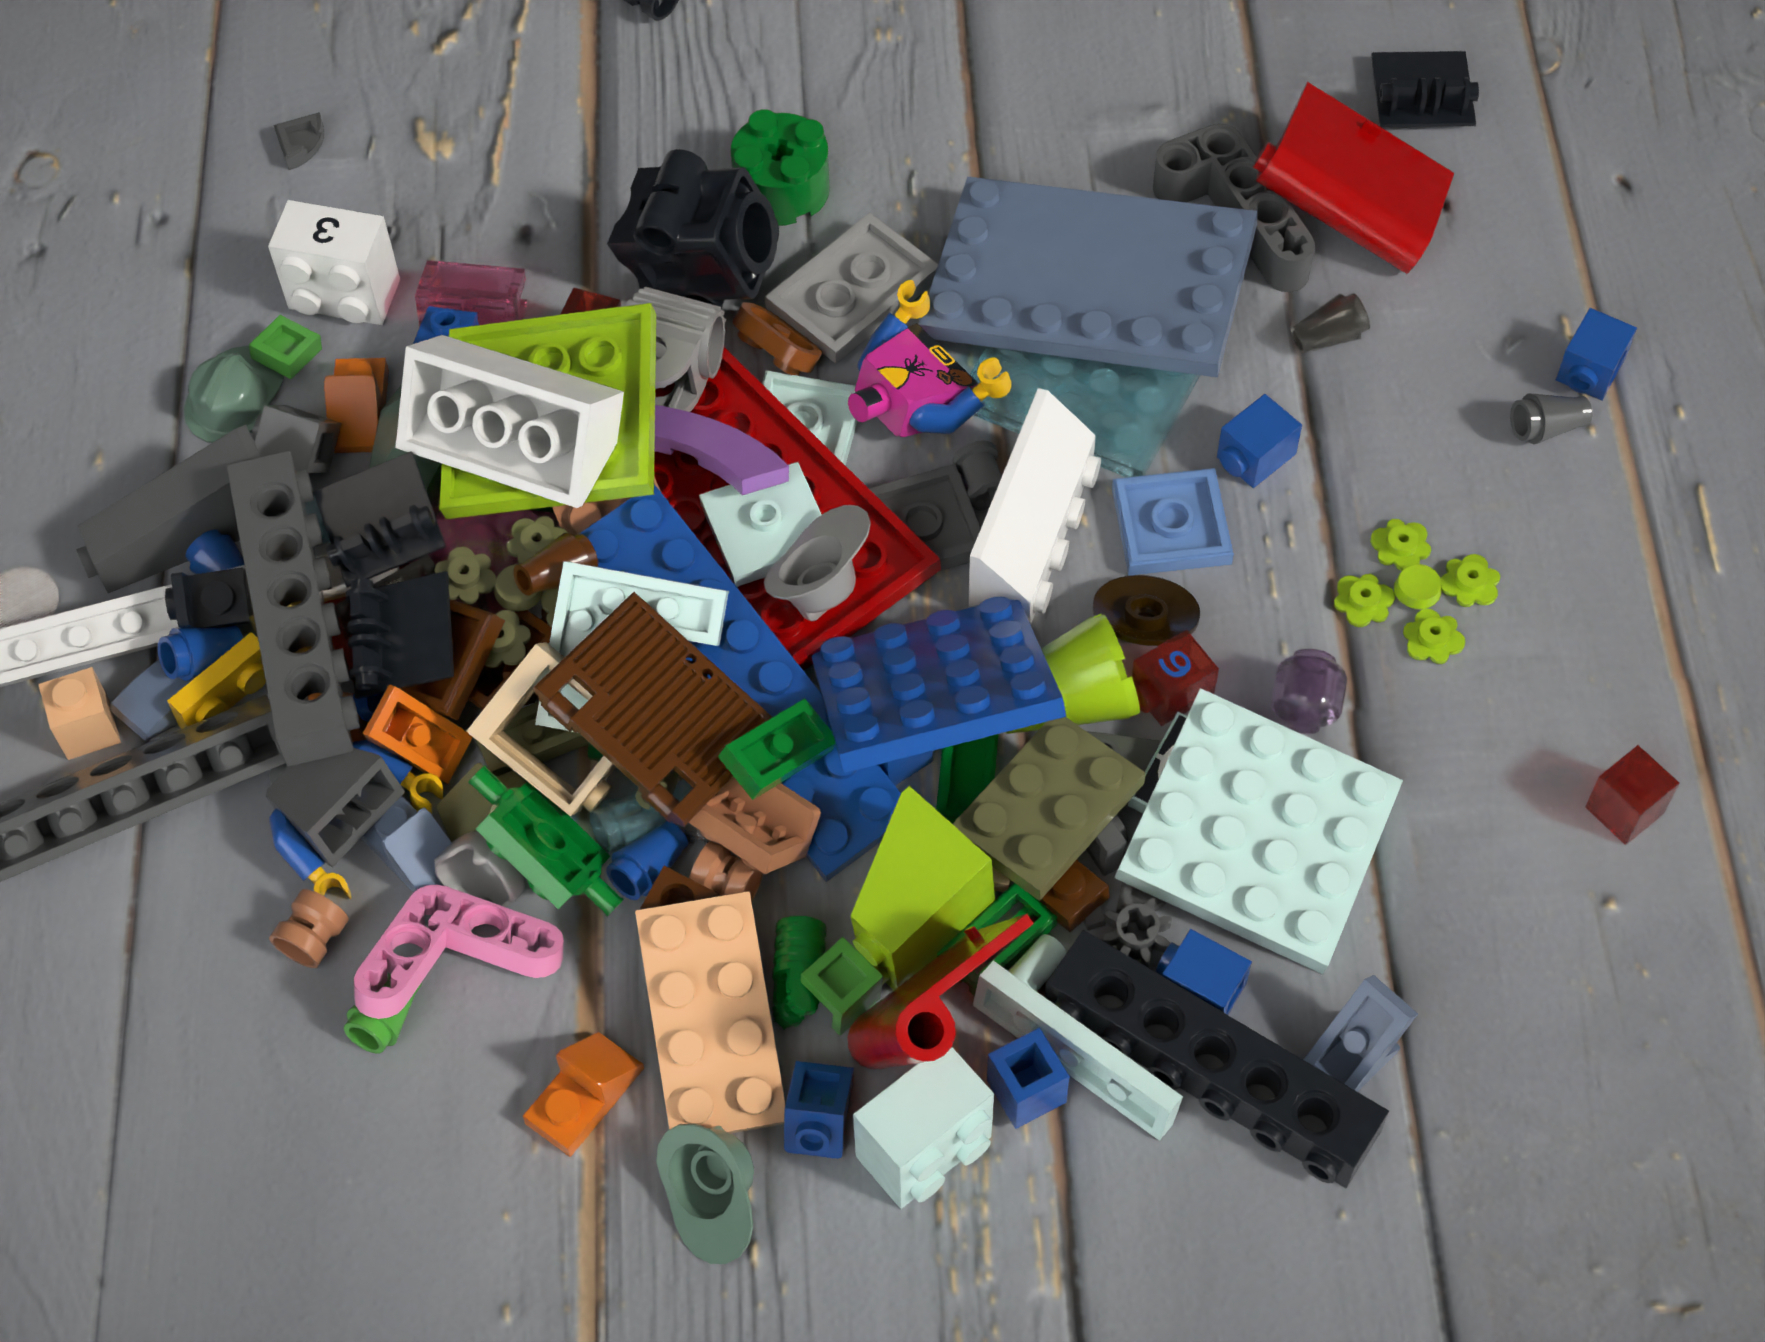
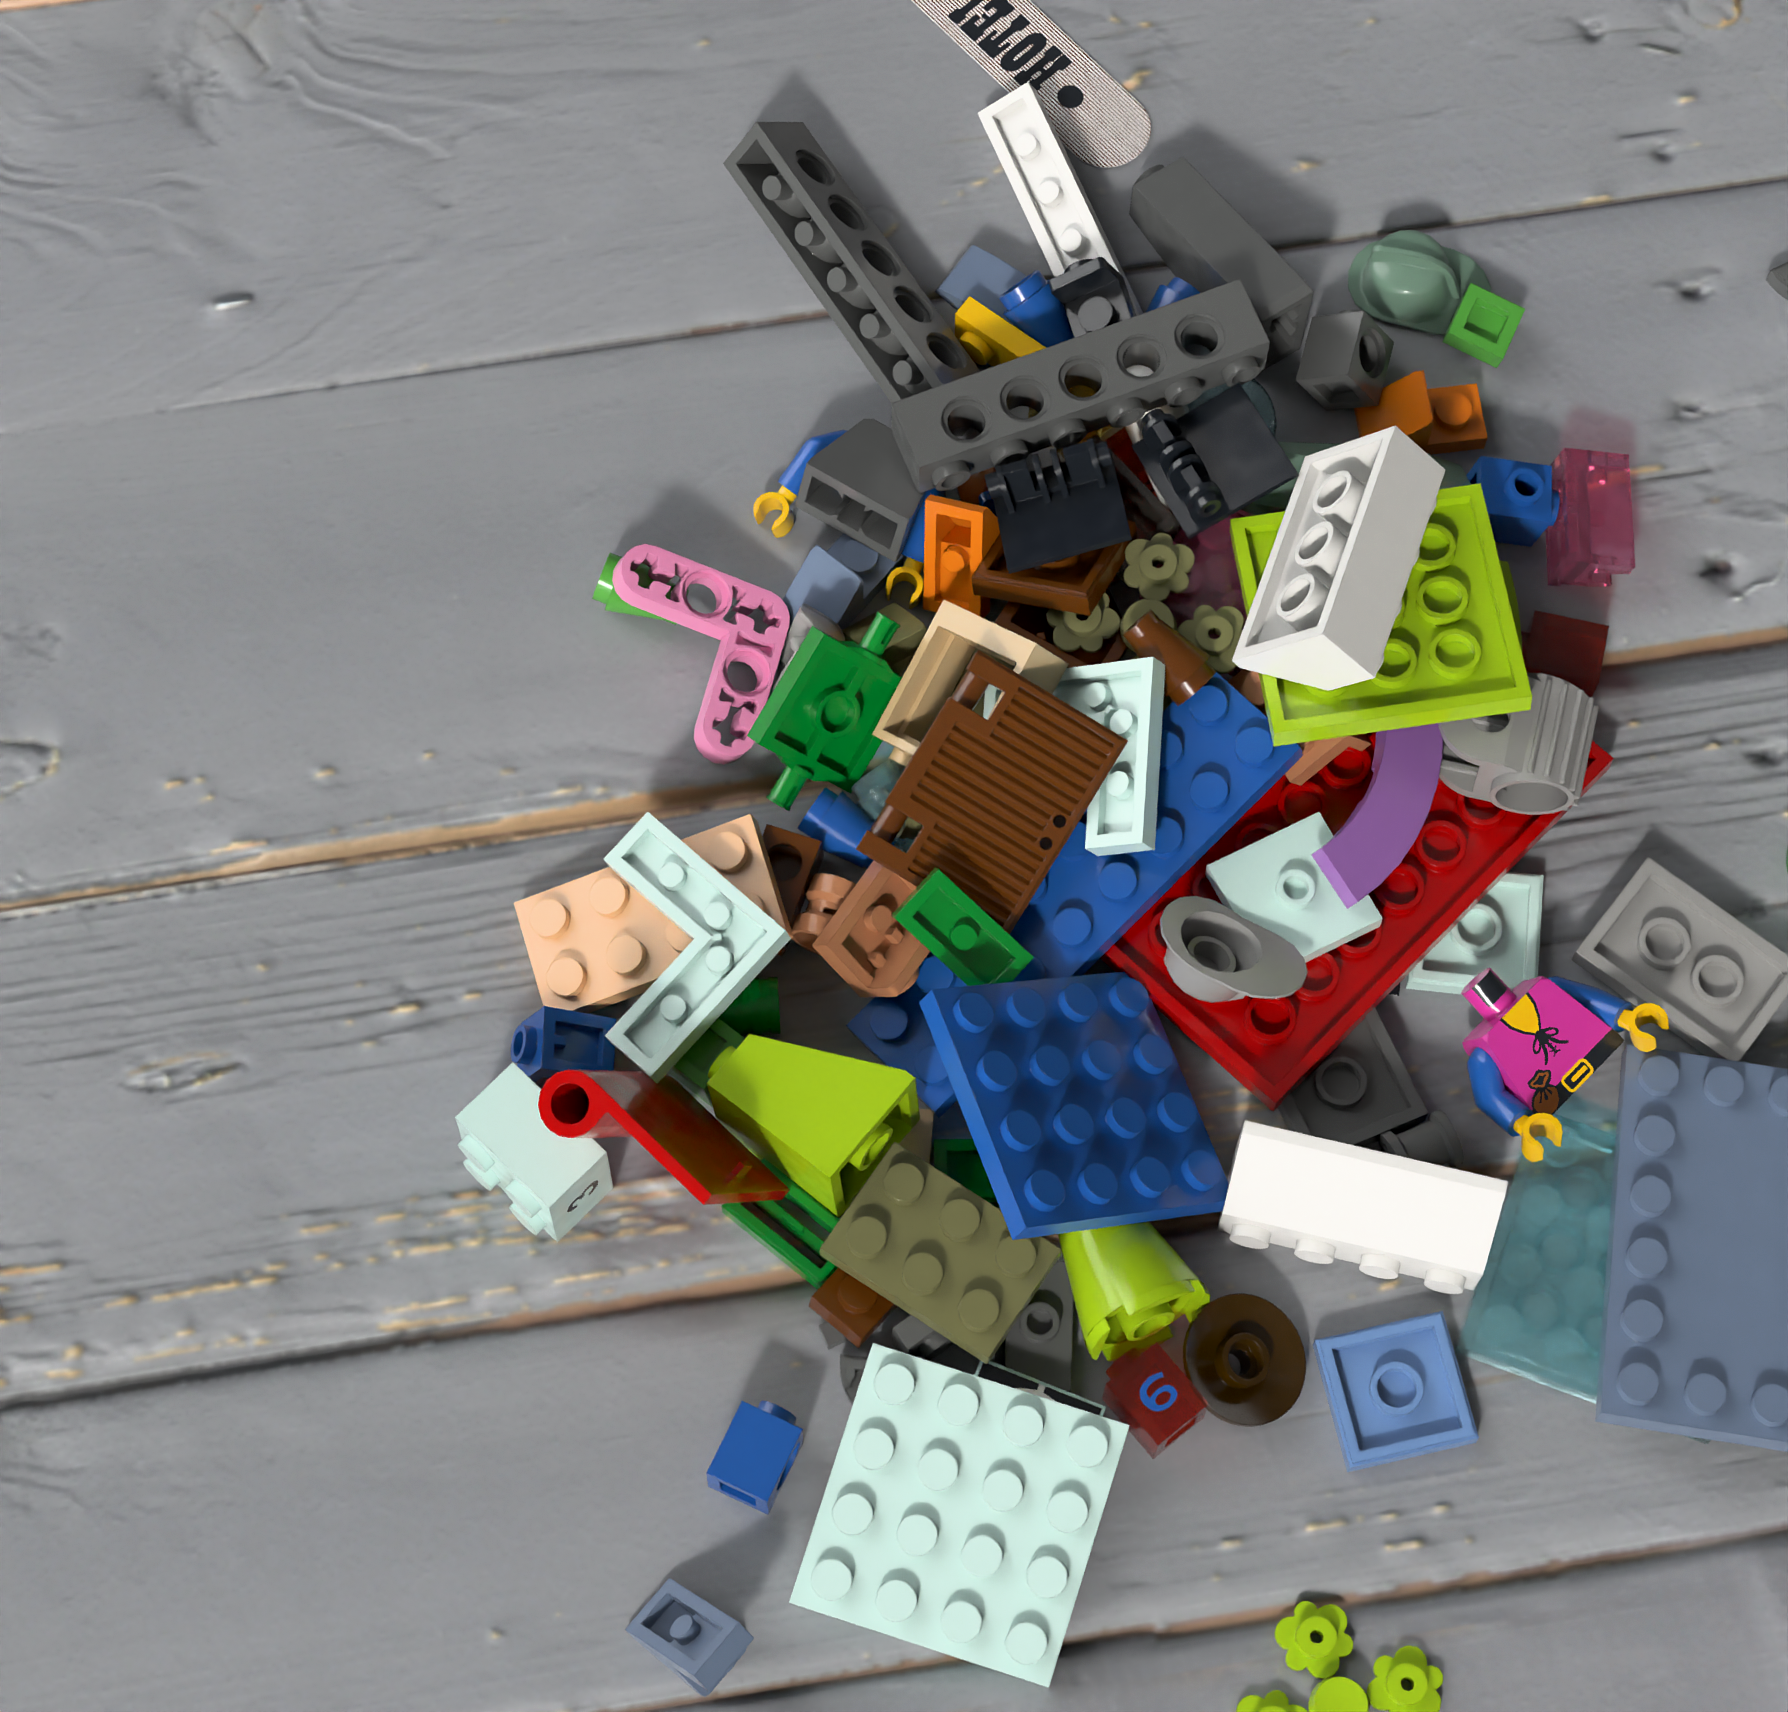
camera: 80 degrees right, 10 degrees up
(79, 713) = (954, 215): light nougat brick -> none
(309, 928) = (722, 497): nougat wheel -> none
(334, 262) = (1595, 350): white brick -> none
(583, 1092) = (568, 806): orange slope -> none
(696, 230) = (1701, 752): black piece -> none
(707, 1190) = (463, 946): sand green piece -> none
(747, 928) = (727, 950): none -> light aqua plate
(769, 332) = (1589, 880): dark orange plate -> none
(1016, 1005) = (711, 1241): light aqua piece -> none
(1027, 1078) = (606, 1262): blue brick -> none
(1145, 919) = (789, 1374): dark grey gear -> none
(1258, 441) = (1522, 1487): blue brick -> none
(1299, 1088) = (590, 1631): black brick -> none
(1309, 690) = (1153, 1564): clear purple head -> none
(1332, 324) = (1734, 1580): clear smoke cone -> none

